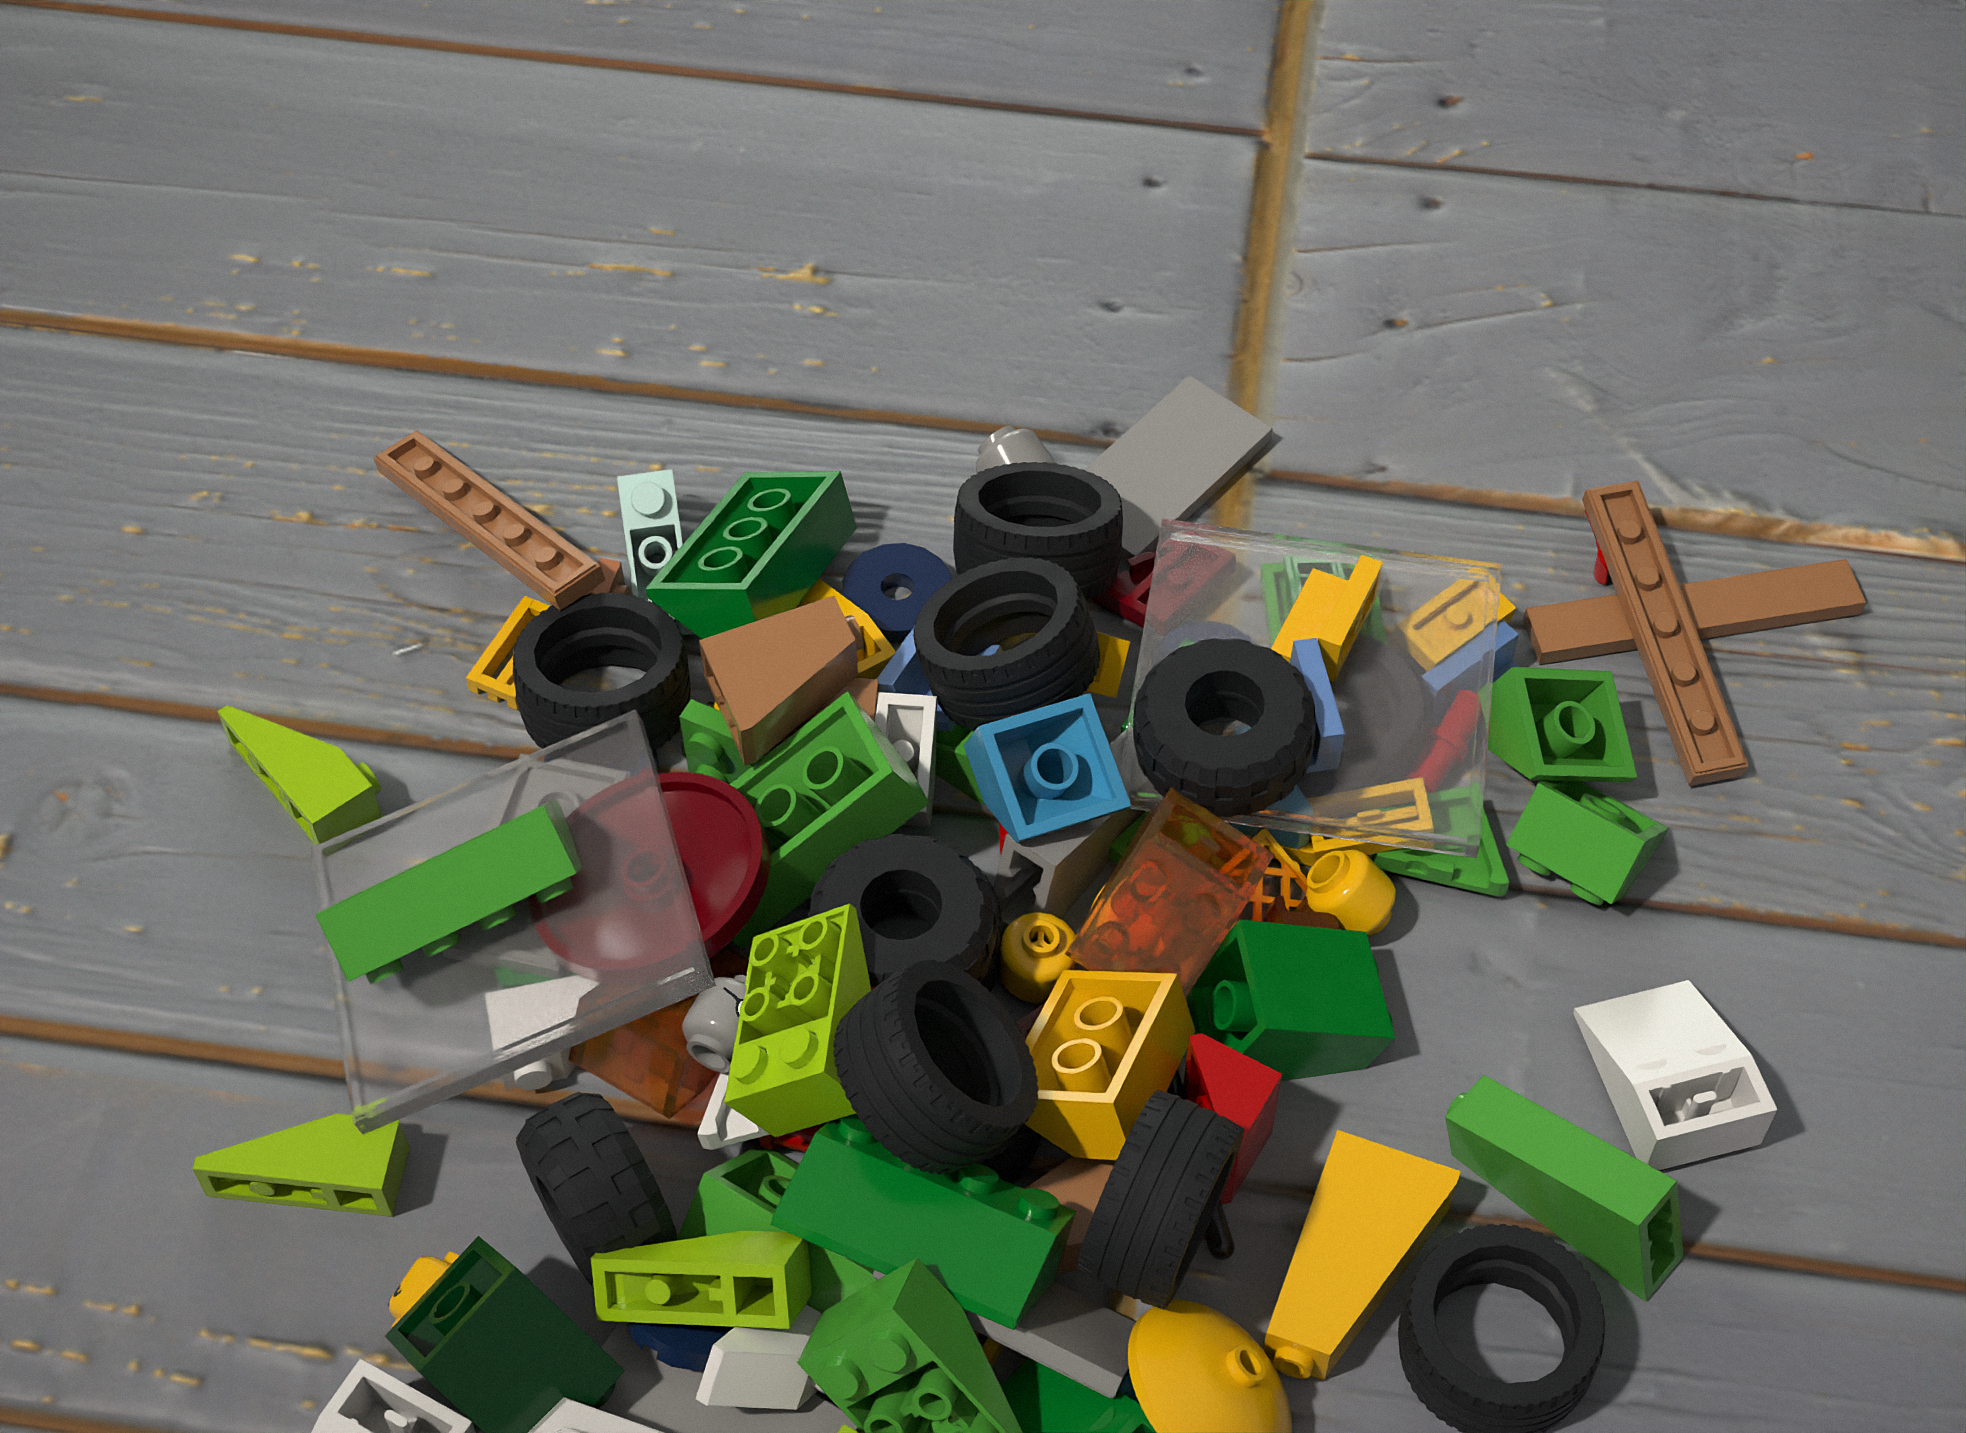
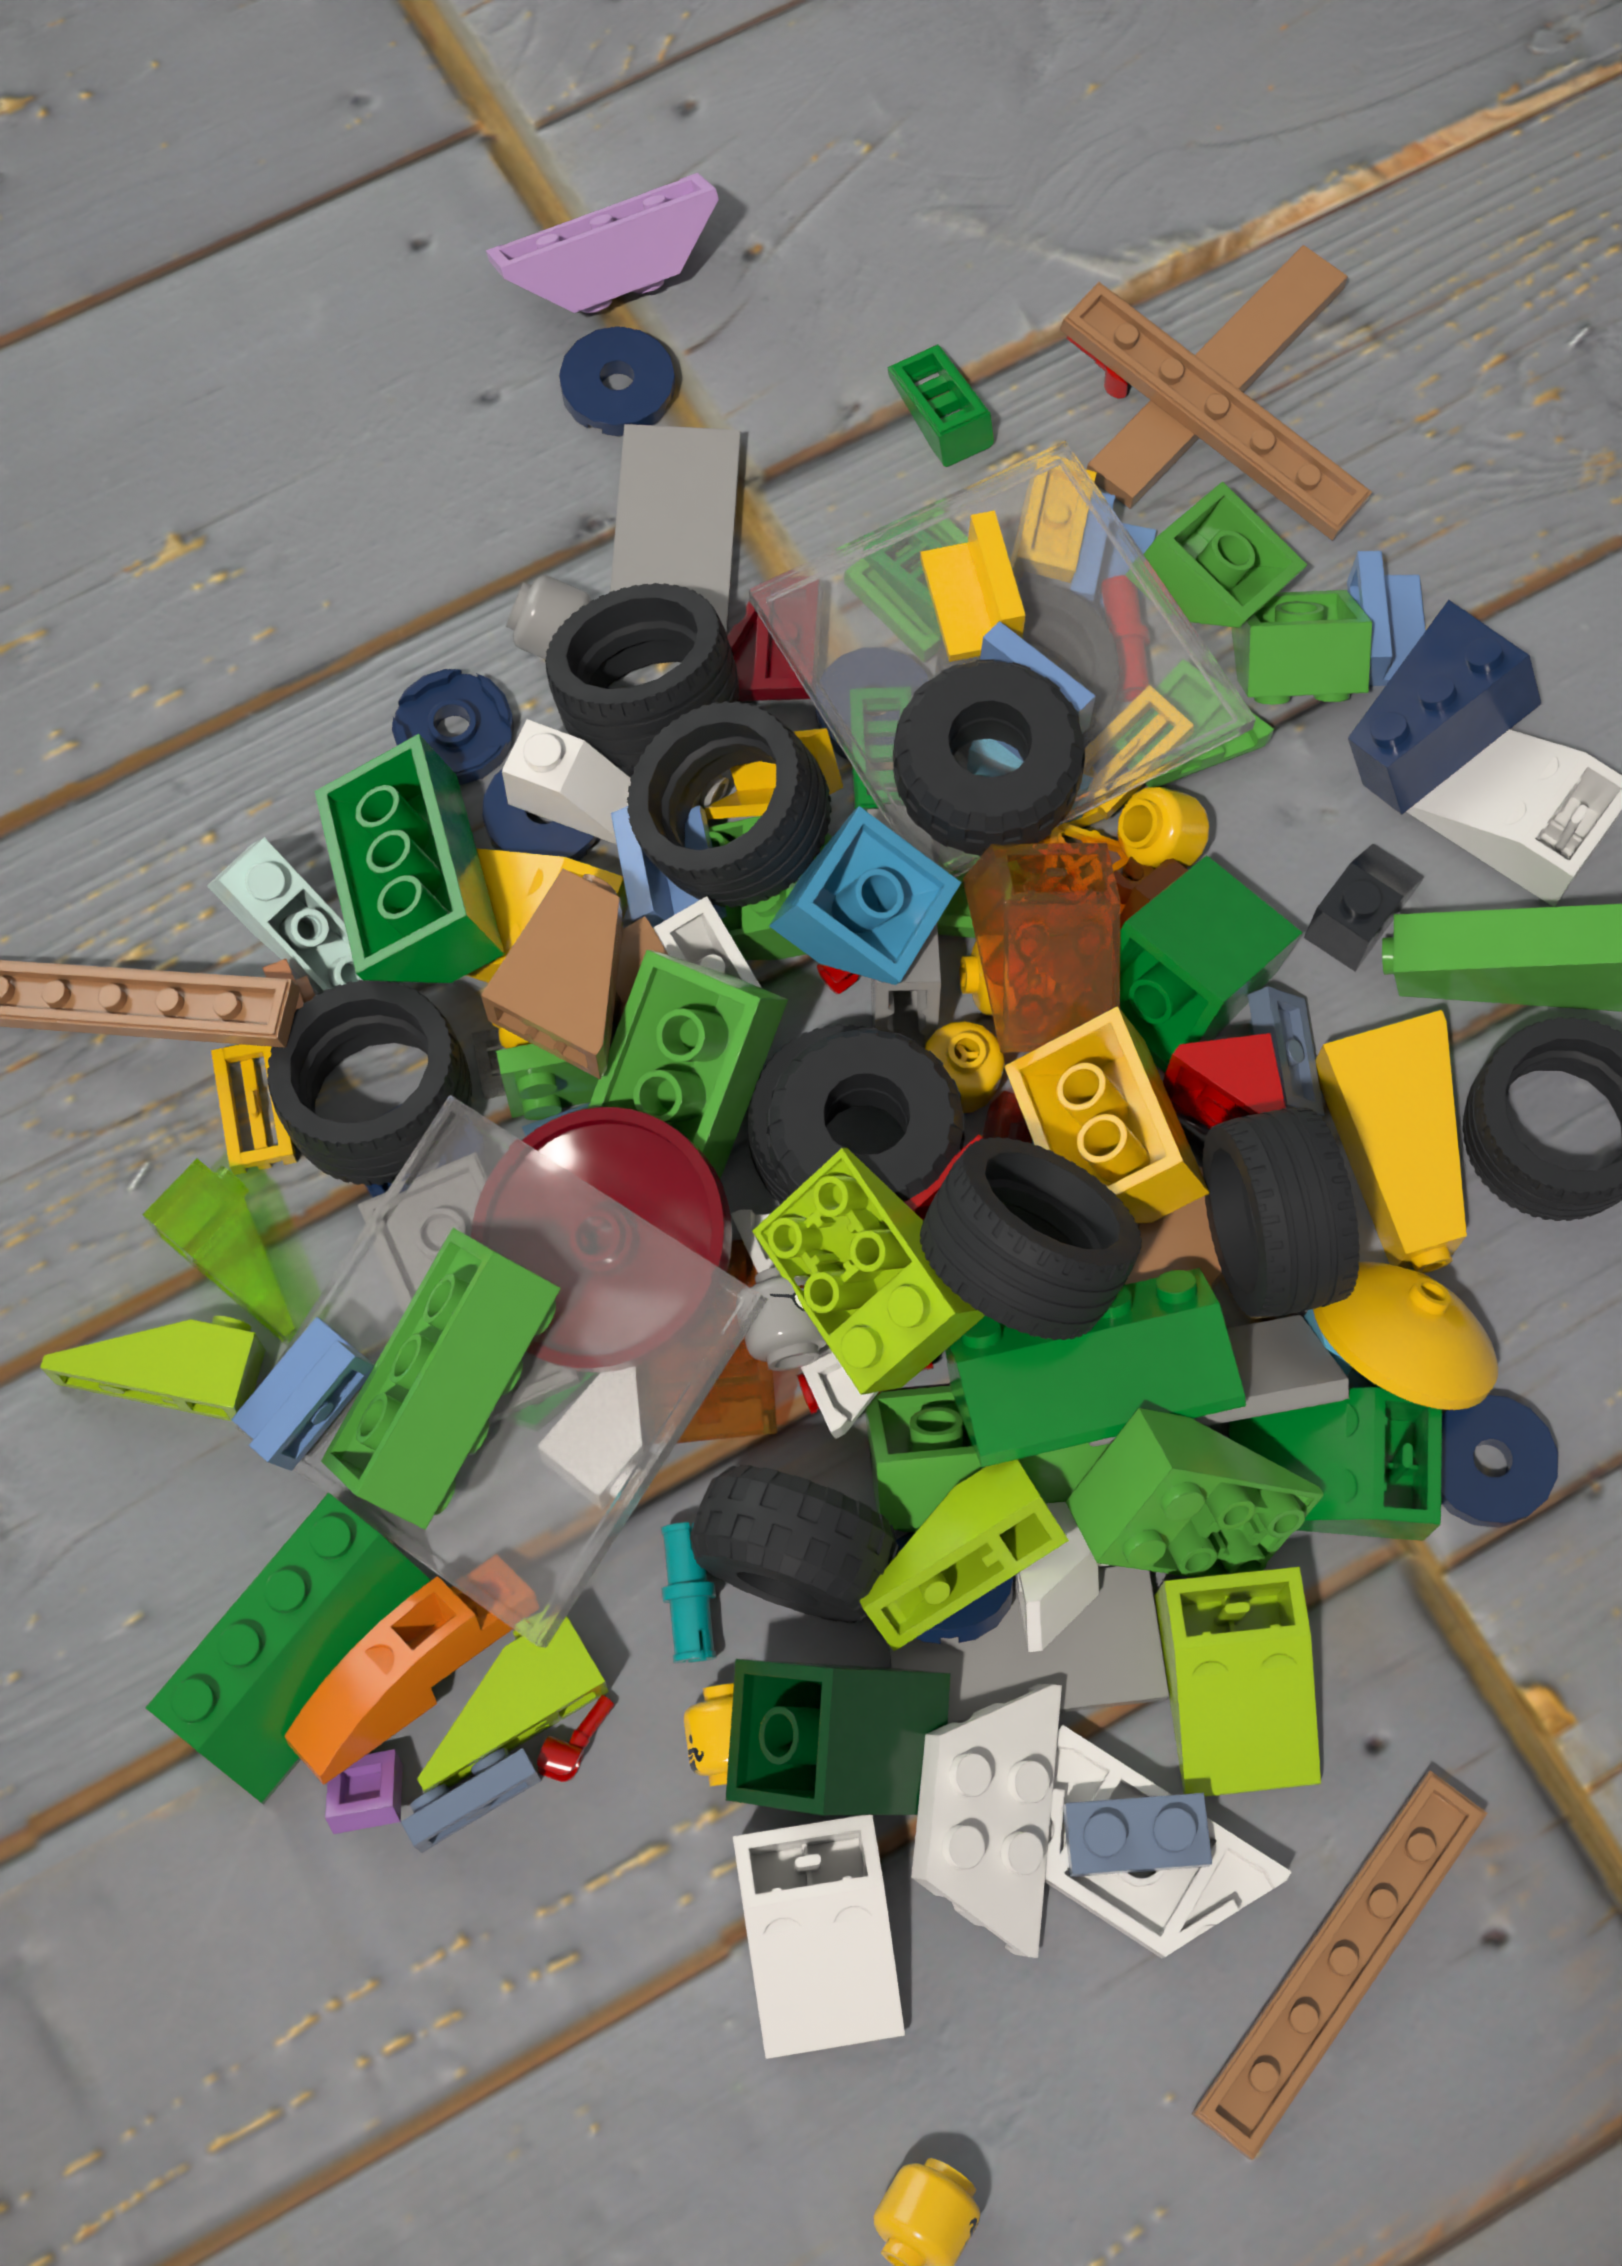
camera: 40 degrees left, 15 degrees up
(160, 1147) = (366, 1793): none -> medium lavender plate
(205, 1016) = (282, 1642): none -> green slope
(214, 1208) = (445, 1812): none -> sand blue plate
(243, 1077) = (390, 1677): none -> orange slope
(315, 1236) = (561, 1758): none -> red hand
(362, 850) = (302, 1395): none -> medium blue panel
(415, 720) = (217, 1233): none -> clear neon green slope
(502, 1188) = (688, 1597): none -> teal pin
(895, 521) = (463, 695): none -> dark blue tile
(913, 559) = (564, 781): none -> white slope
(1217, 324) = (610, 353): none -> dark blue tile
(1274, 252) = (611, 249): none -> lavender wedge
(1306, 1125) = (1288, 1023): none -> sand blue plate
(1447, 506) = (955, 435): none -> green slope
(1463, 1047) = (1362, 906): none -> black slope
(1660, 952) = (1442, 708): none -> dark blue wedge
(1679, 872) = (1394, 609): none -> medium blue panel

